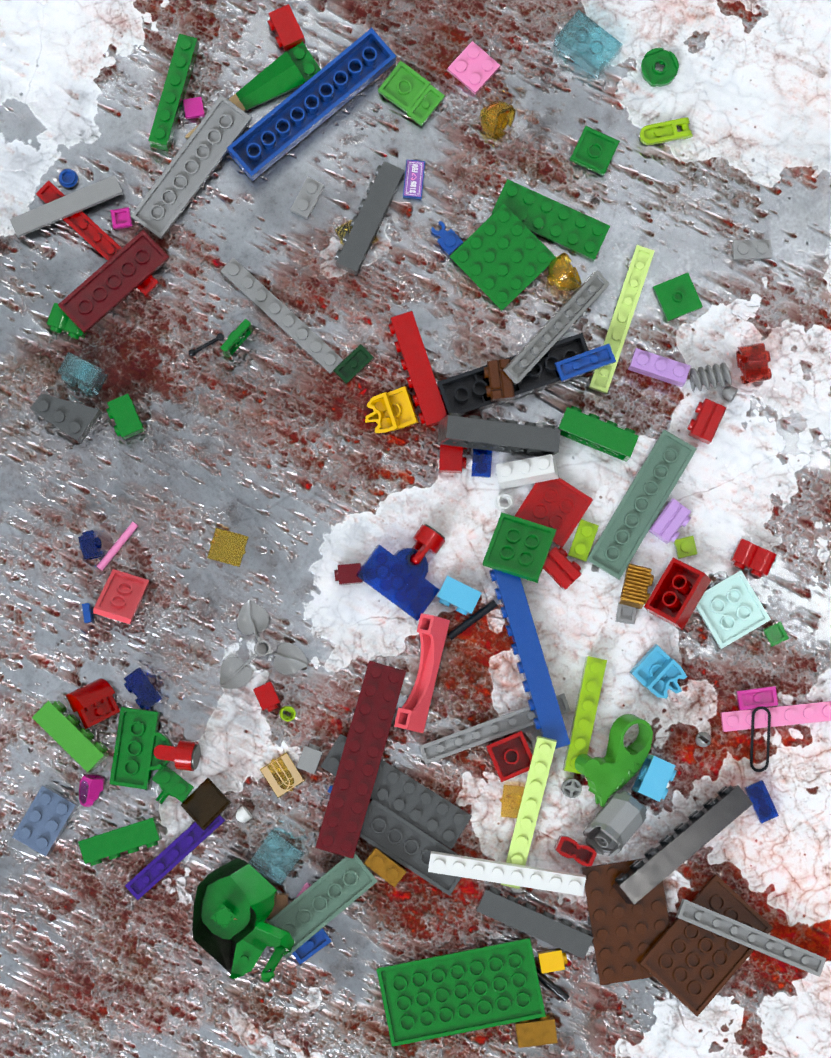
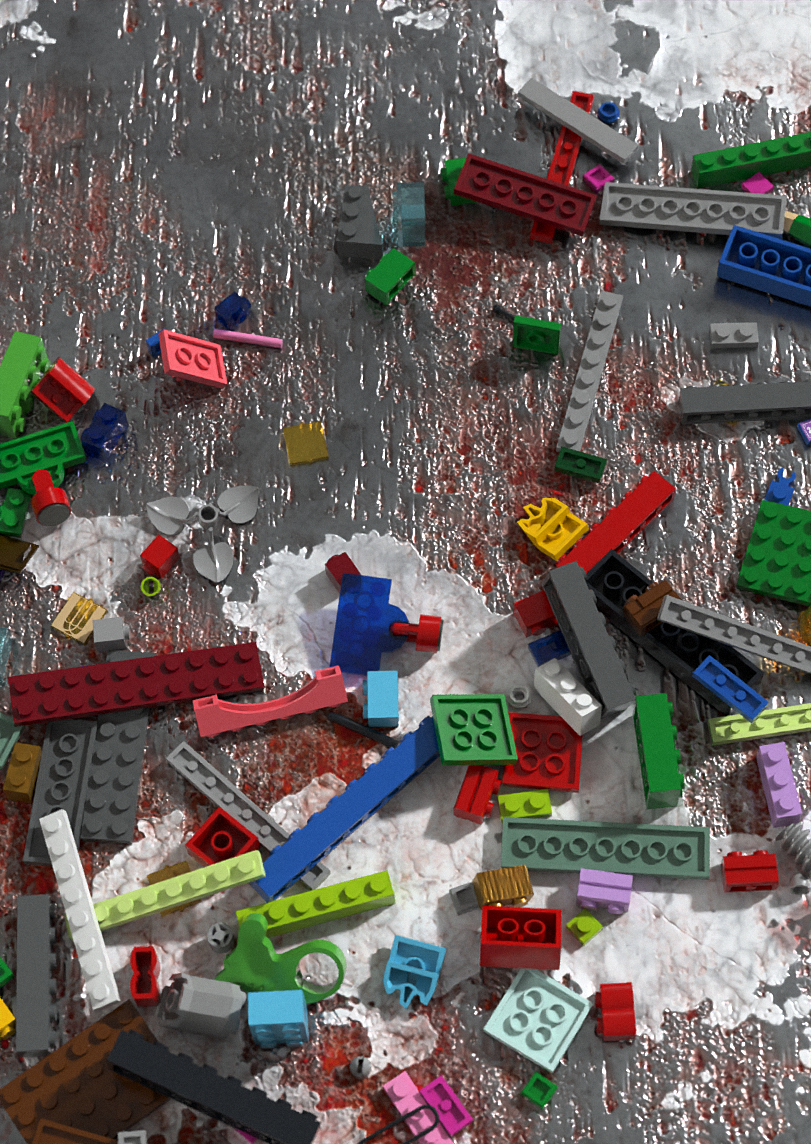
camera: 70 degrees right, 20 degrees down
(243, 814) = (13, 598): white hinge -> none

